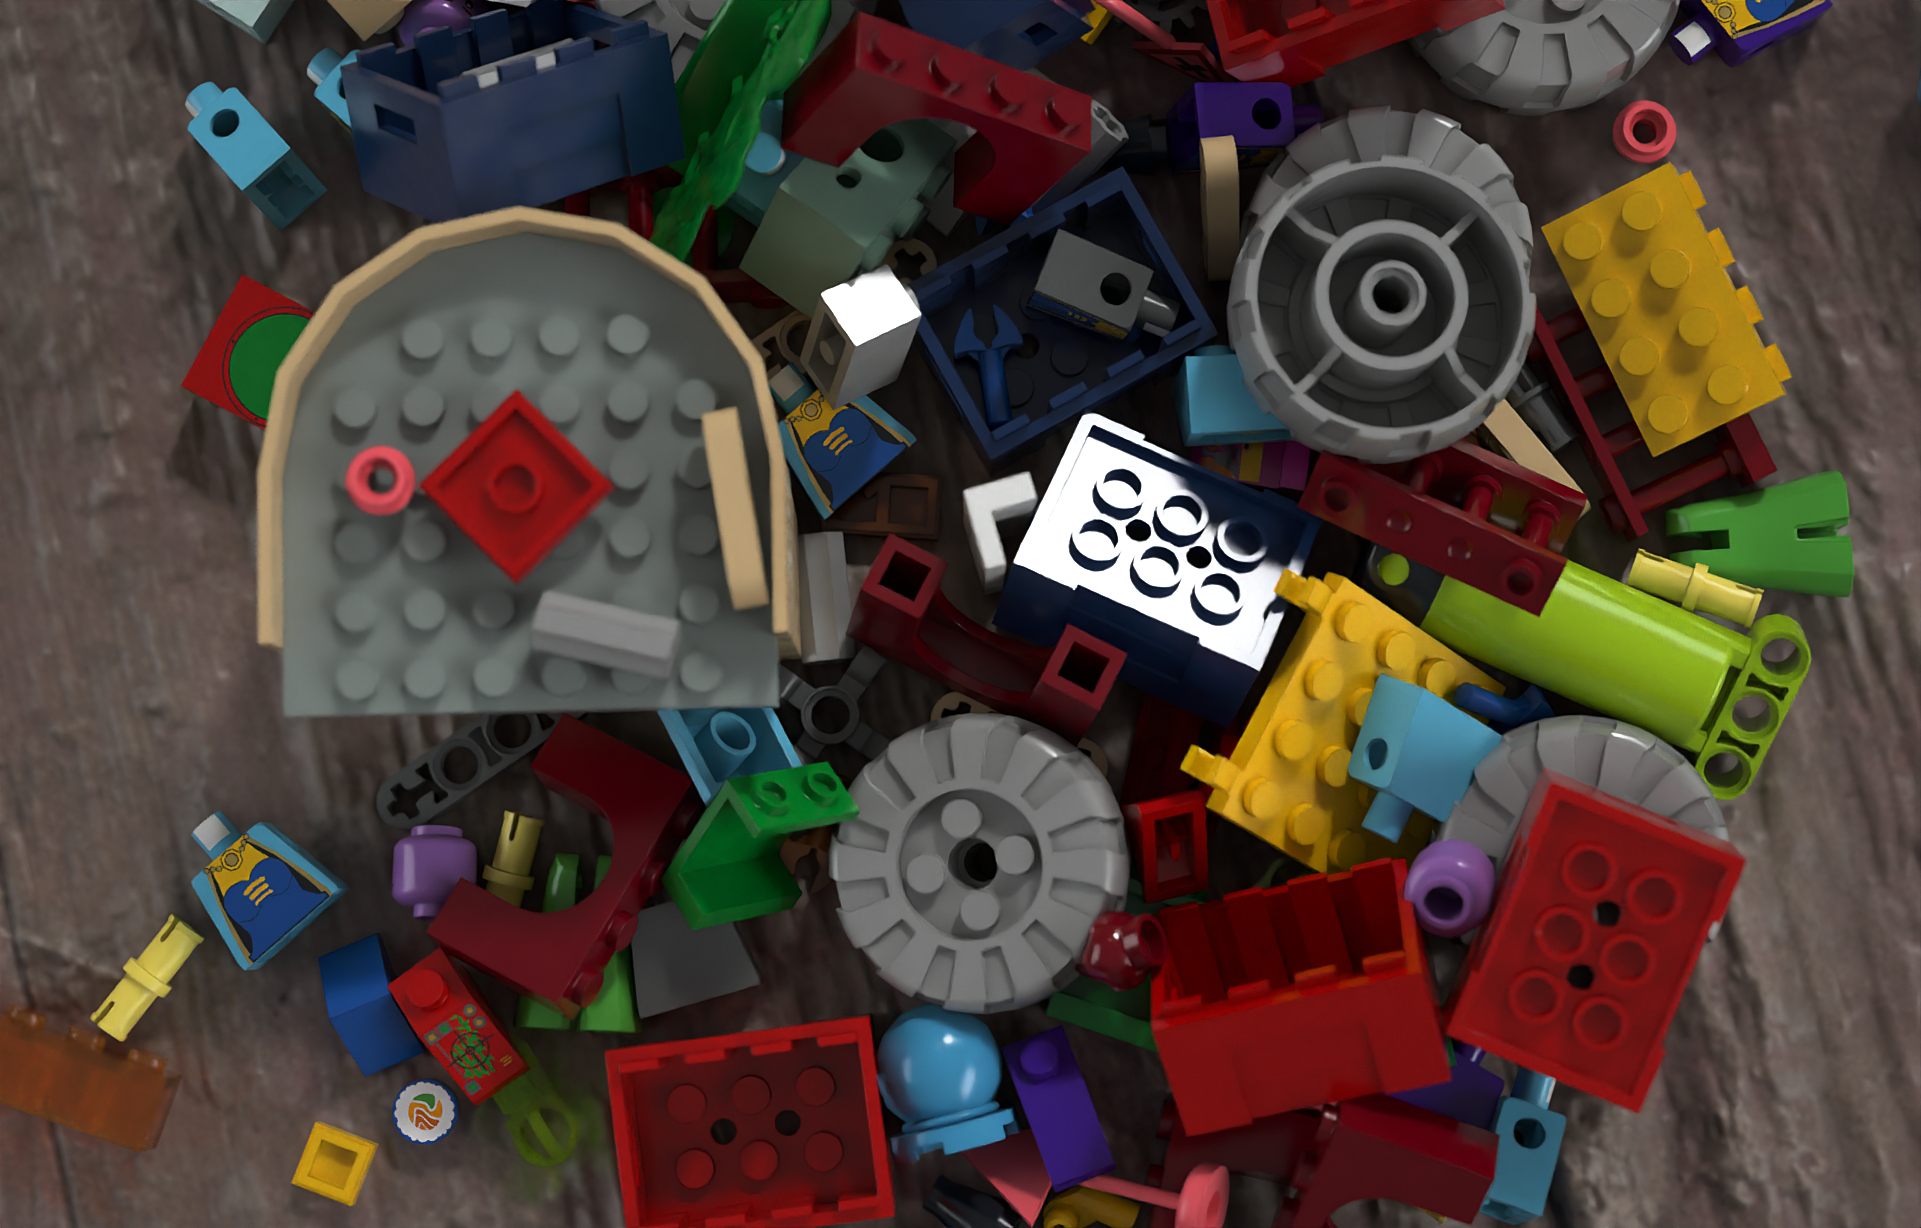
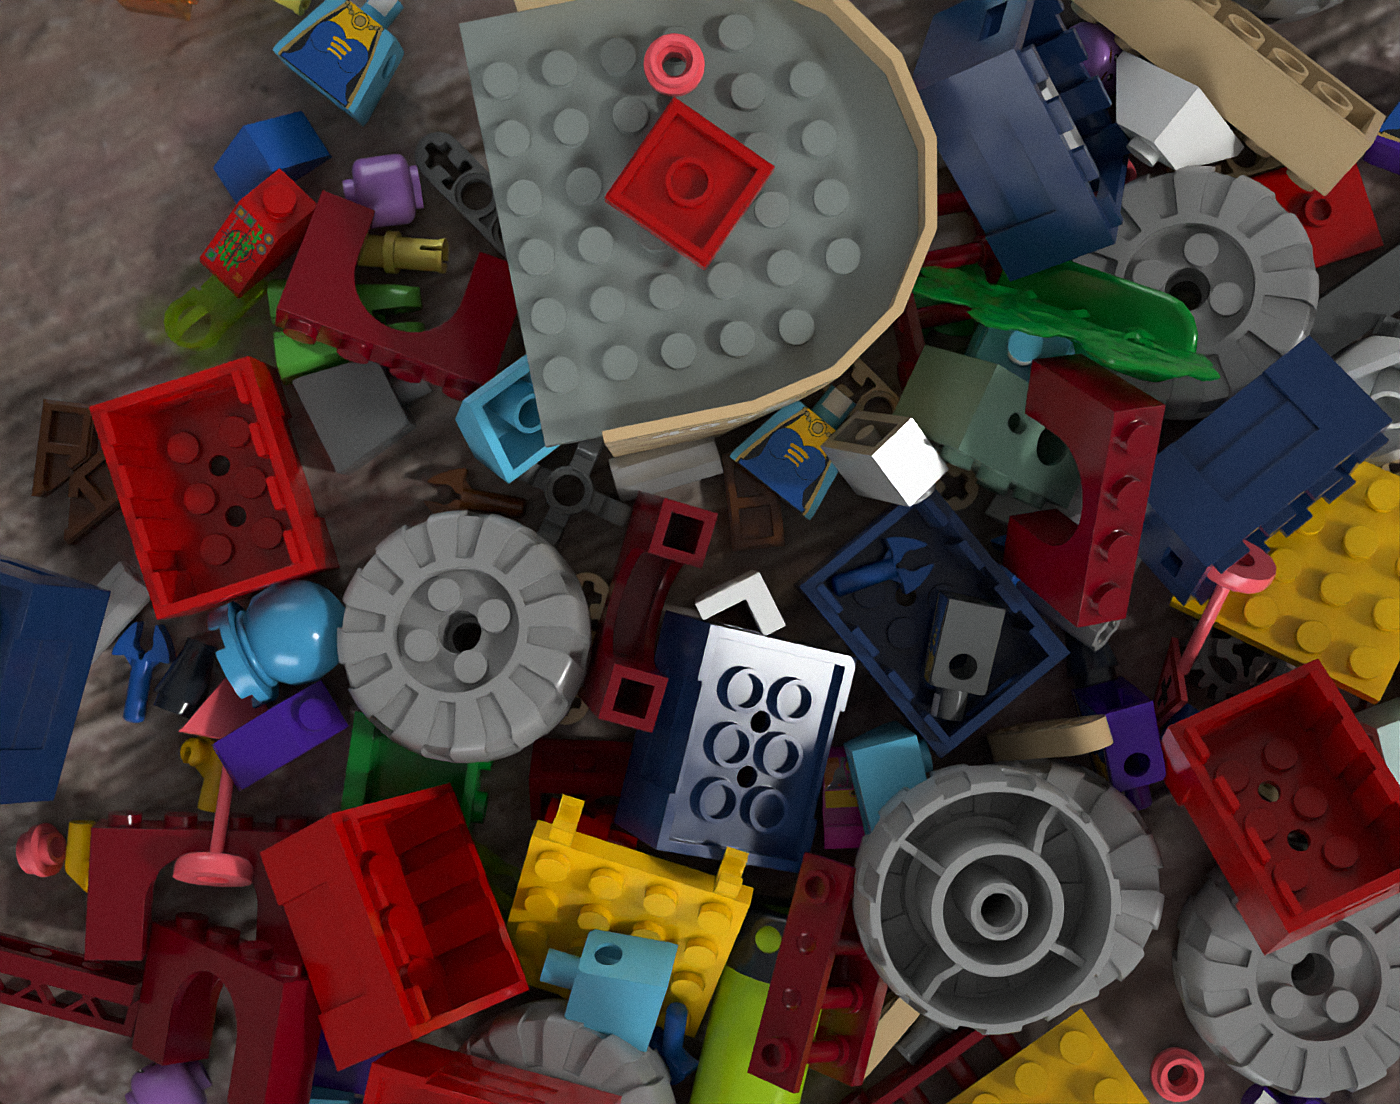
camera: 80 degrees right, 5 degrees up
(334, 1163) = (139, 157): yellow tile -> none
(425, 1111) = (192, 221): tile -> none
(605, 635) = (573, 285): light grey axle -> none
(731, 857) = (439, 435): green panel -> none
(735, 508) = (704, 377): tan beam -> none
(1123, 949) = (406, 772): dark red animal -> none
(1169, 844) = (511, 789): red slope -> none
(1450, 887) = (505, 1037): medium lavender head -> none

